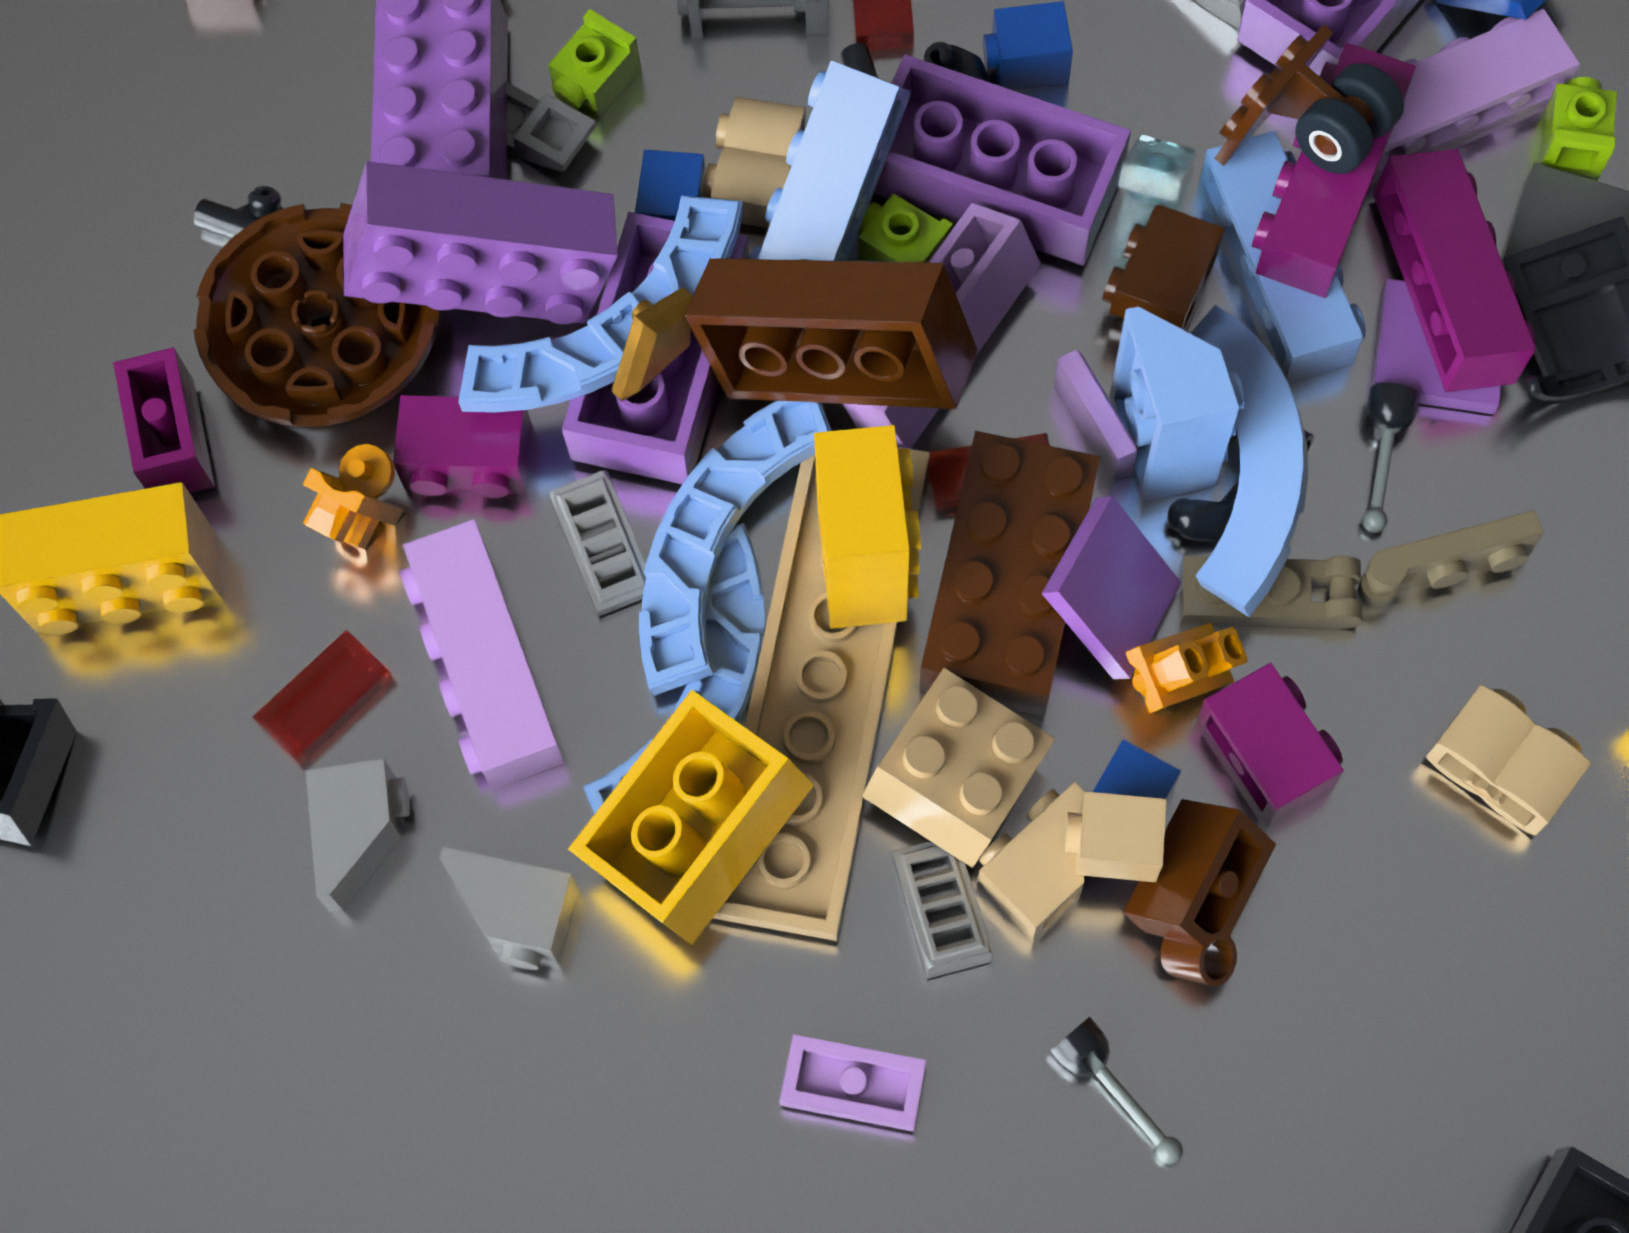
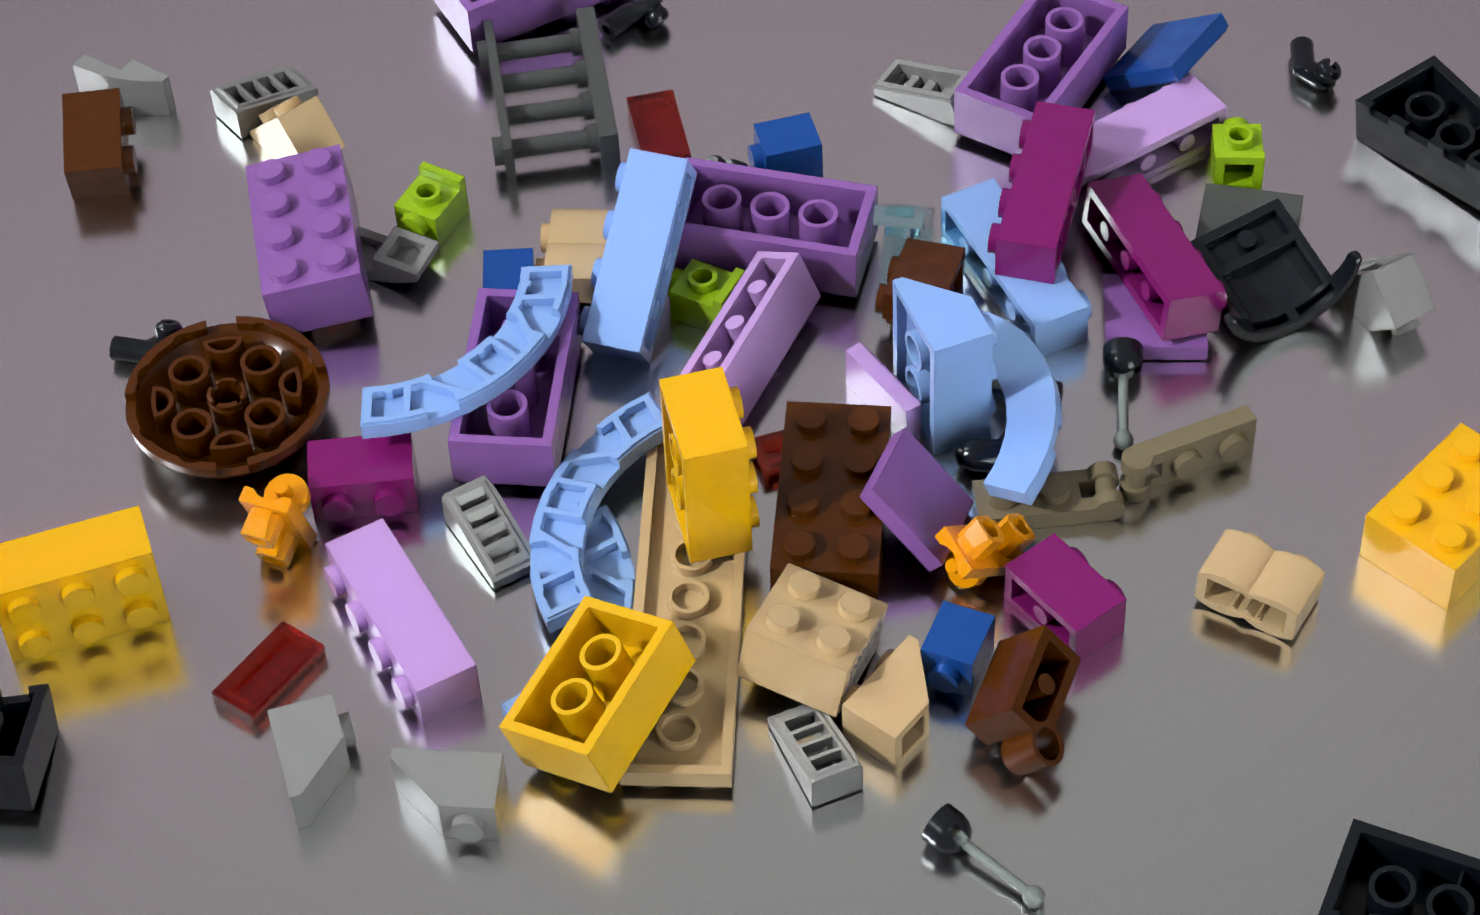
camera: 10 degrees left, 20 degrees down
(163, 421) = (105, 474): magenta brick -> none
(478, 243) = (357, 318): medium lavender brick -> none
(654, 341) = (516, 363): pearl gold piece -> none
(833, 331) = (630, 334): reddish brown brick -> none
(853, 1082) = (762, 880): lavender plate -> none
(1117, 836) = (950, 657): tan brick -> none
(1334, 119) = (1033, 147): plate -> none

